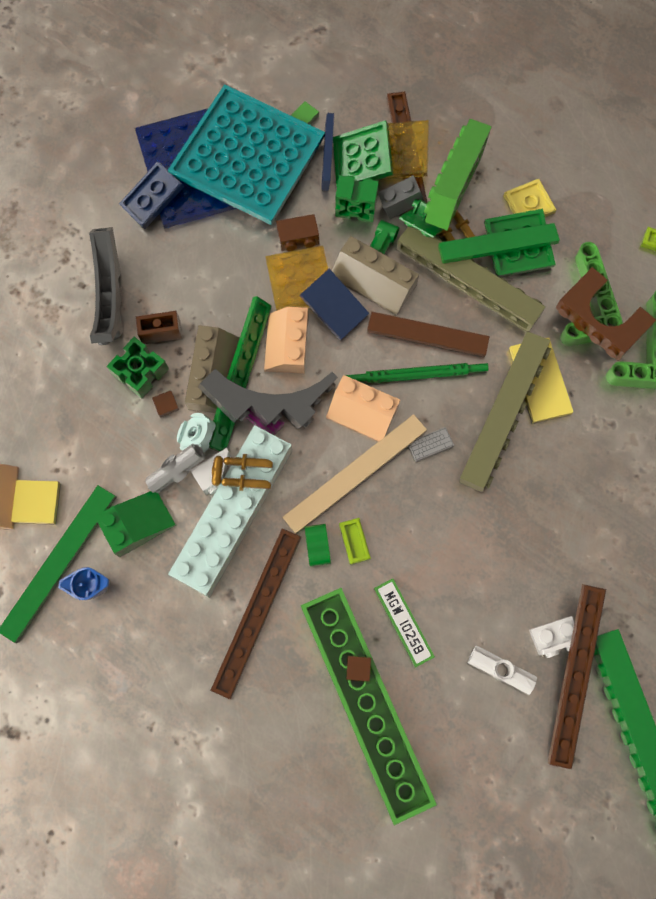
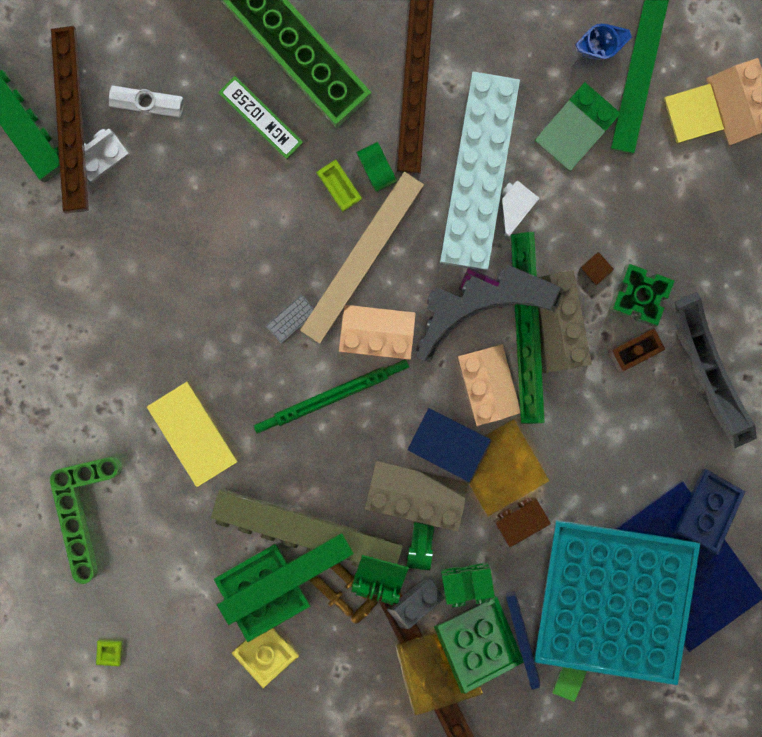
camera: 160 degrees right, 15 degrees up
(175, 468) = (555, 194): light grey piece -> none
(201, 426) = (540, 249): light aqua plate -> none
(242, 482) = (477, 198): pearl gold piece -> none
(358, 668) = (290, 47): reddish brown tile -> none
(428, 334) = (333, 447): reddish brown tile -> none
(456, 174) = (359, 647): bright green brick -> none
(504, 412) = (221, 379): olive brick -> none
(603, 298) = (156, 551): bright green beam -> none
(613, 339) = (175, 524): reddish brown arch -> none

